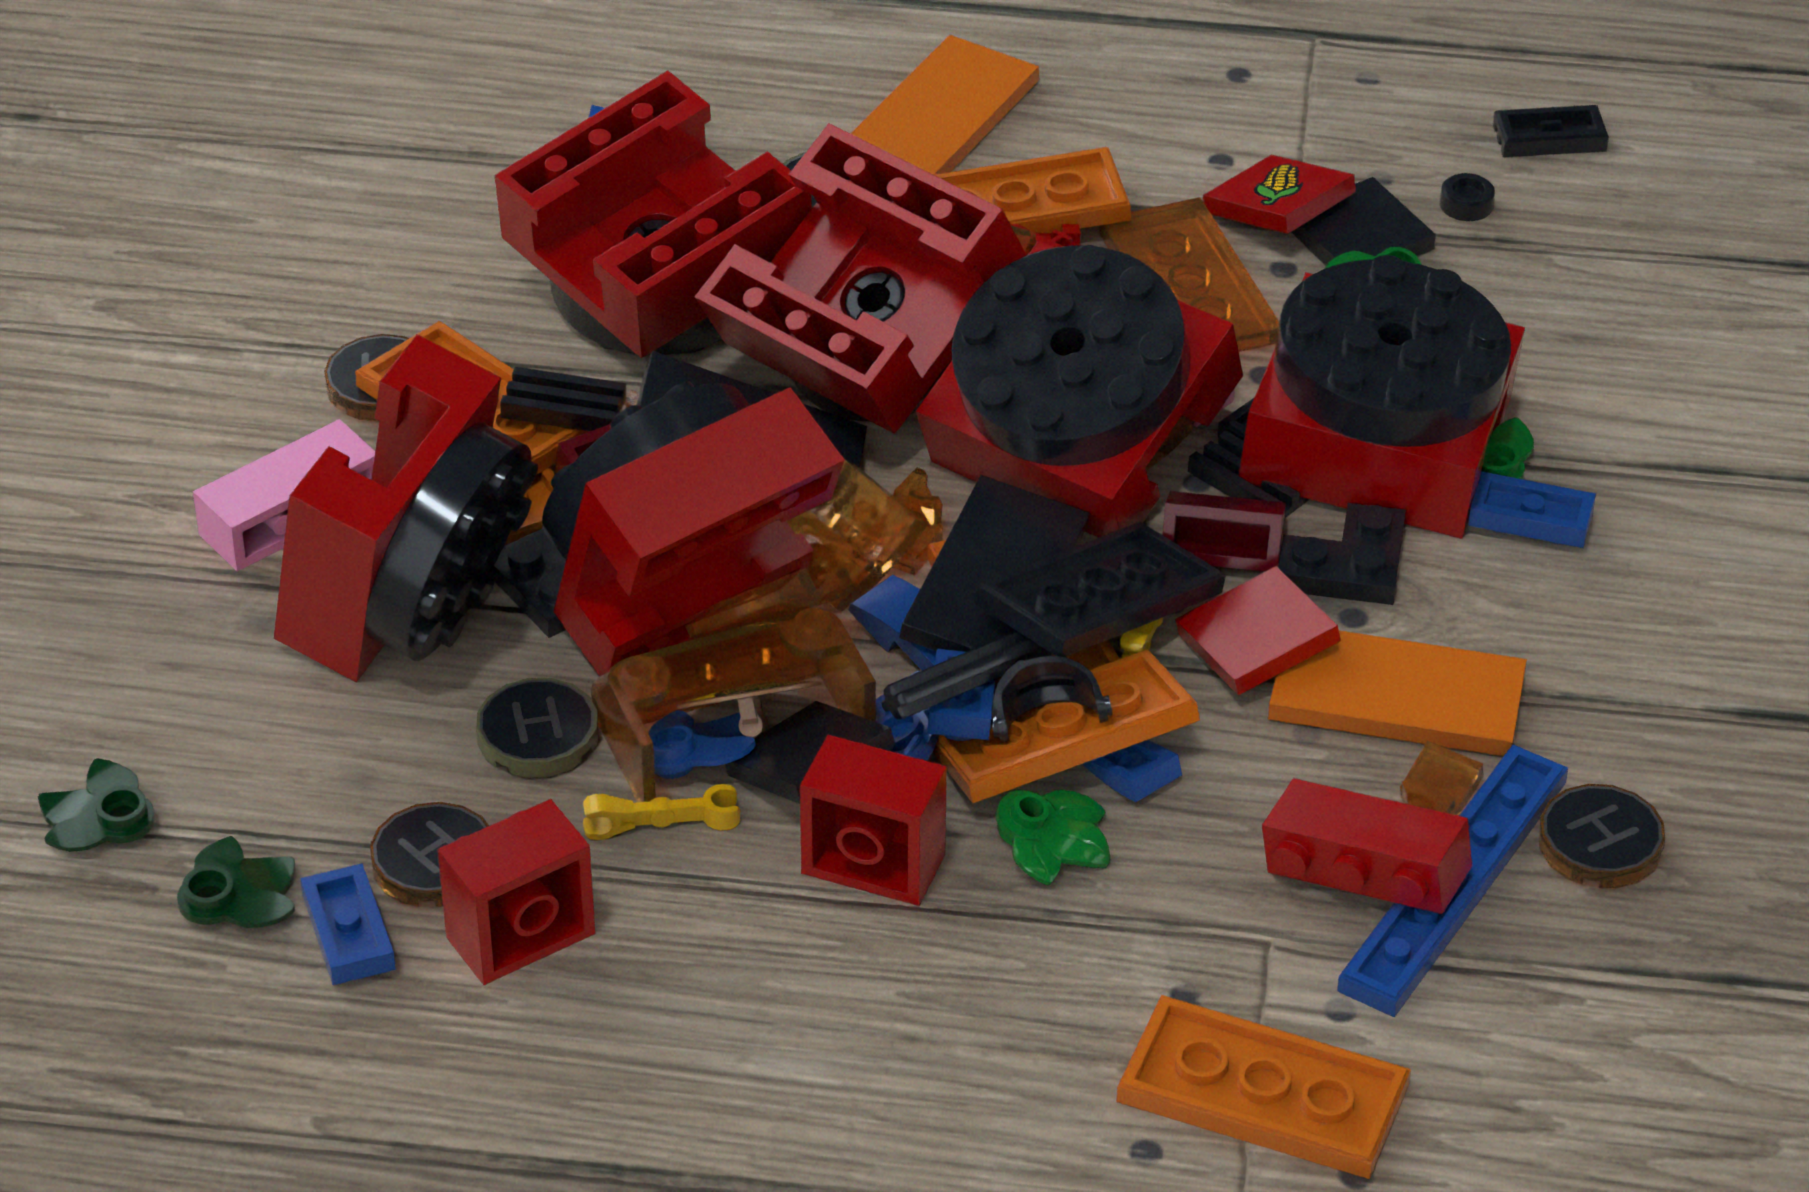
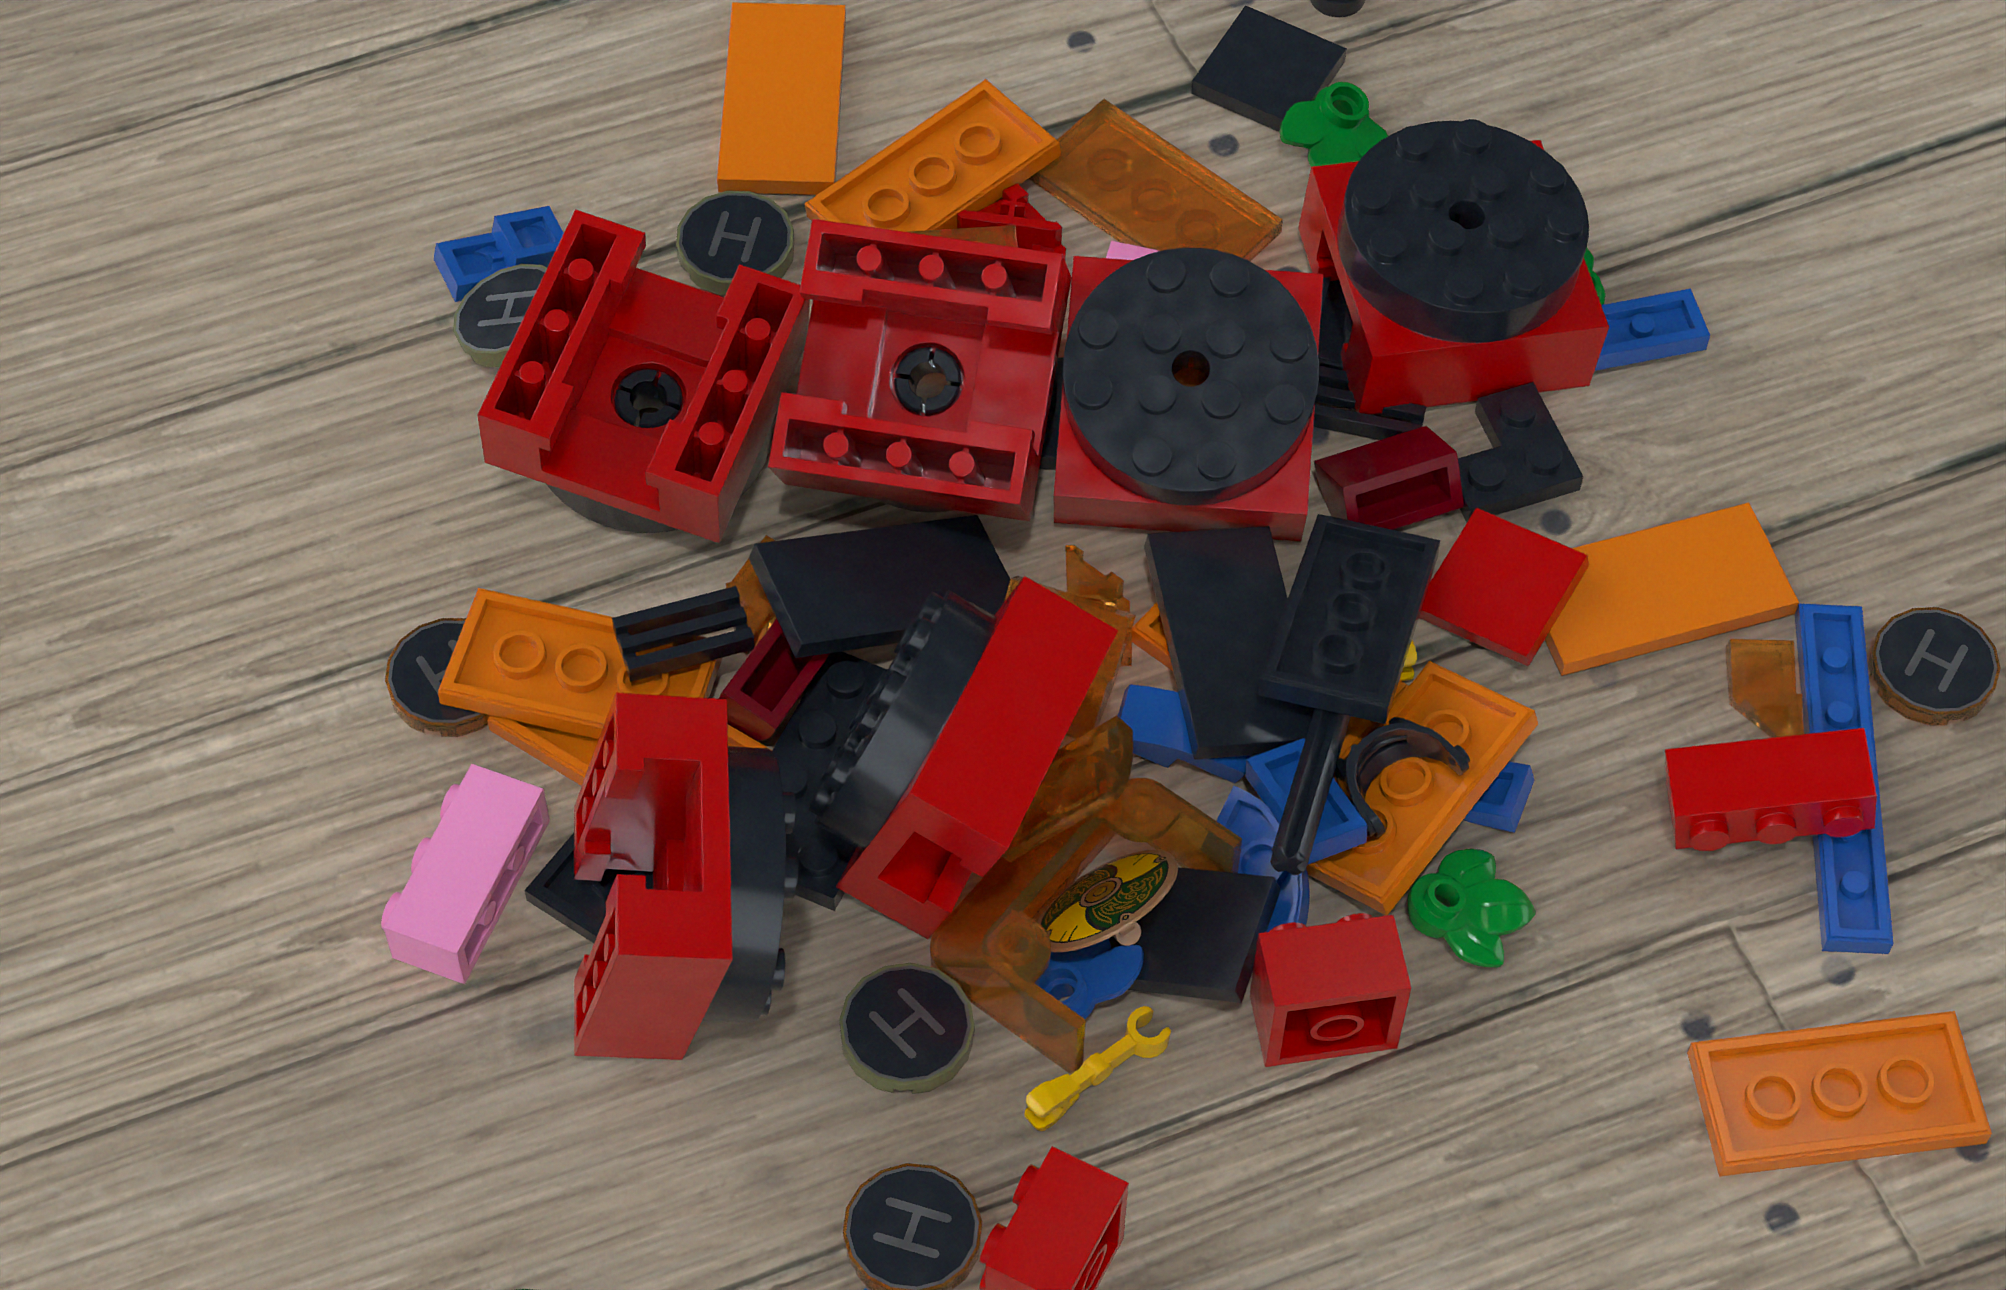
camera: 30 degrees left, 15 degrees up
(1279, 193) = (1178, 64): red tile -> none

